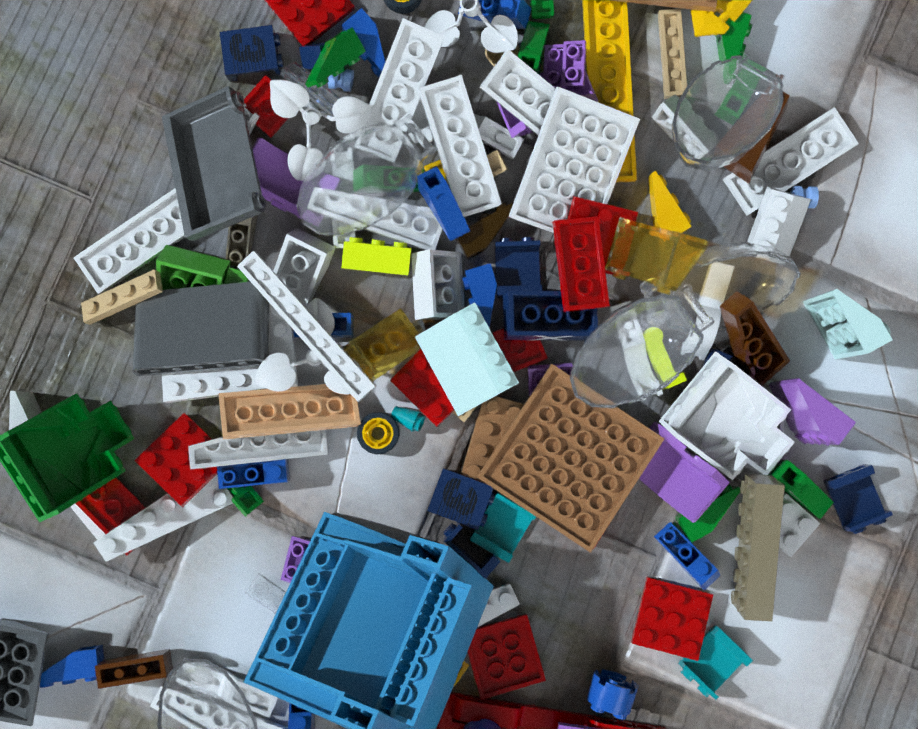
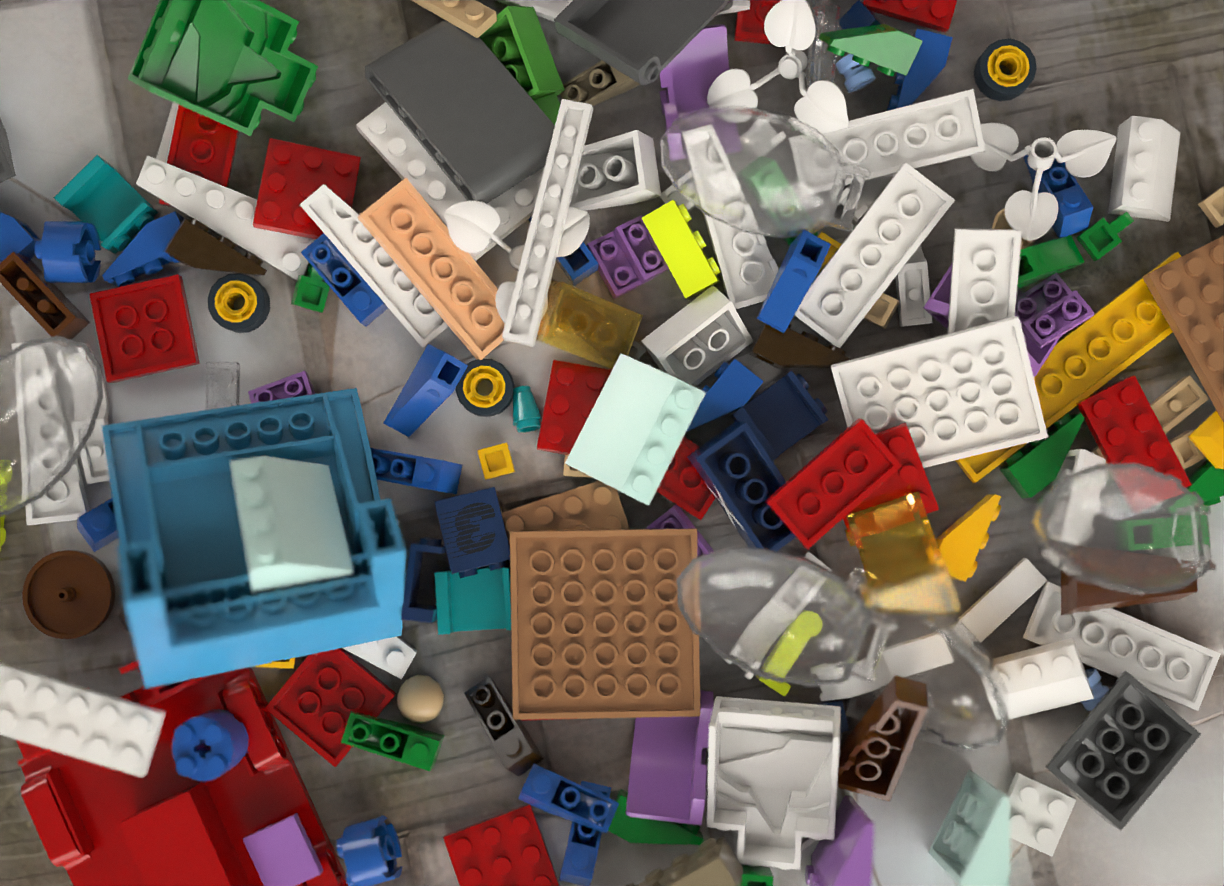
camera: 60 degrees right, 0 degrees up
(104, 589) = (108, 202): none -> teal panel
(118, 631) = (69, 252): none -> blue brick
(151, 579) = (144, 252): none -> blue slope
(175, 549) = (202, 251): none -> dark brown slope
(197, 617) = (144, 328): none -> red plate
(211, 554) = (222, 299): none -> wheel
(355, 470) = (425, 390): none -> blue slope
(358, 292) = (627, 257): none -> medium lavender slope
(382, 606) = (288, 522): none -> light aqua slope
(400, 509) = (416, 471): none -> blue slope
(427, 456) = (496, 461): none -> yellow plate
(539, 601) = (420, 699): none -> tan hair
(553, 633) = (393, 740): none -> green slope
(597, 562) = (507, 735): none -> dark brown slope
(651, 133) = (1042, 461): none -> green slope
(660, 552) = (567, 799): none -> blue slope
(668, 68) = (1129, 429): none -> red plate
(701, 46) = (1186, 450): none -> tan plate
(716, 212) = (1002, 599): none -> white tile
(852, 203) = (1122, 751): none -> dark grey slope
(855, 278) = (1037, 813): none -> white plate

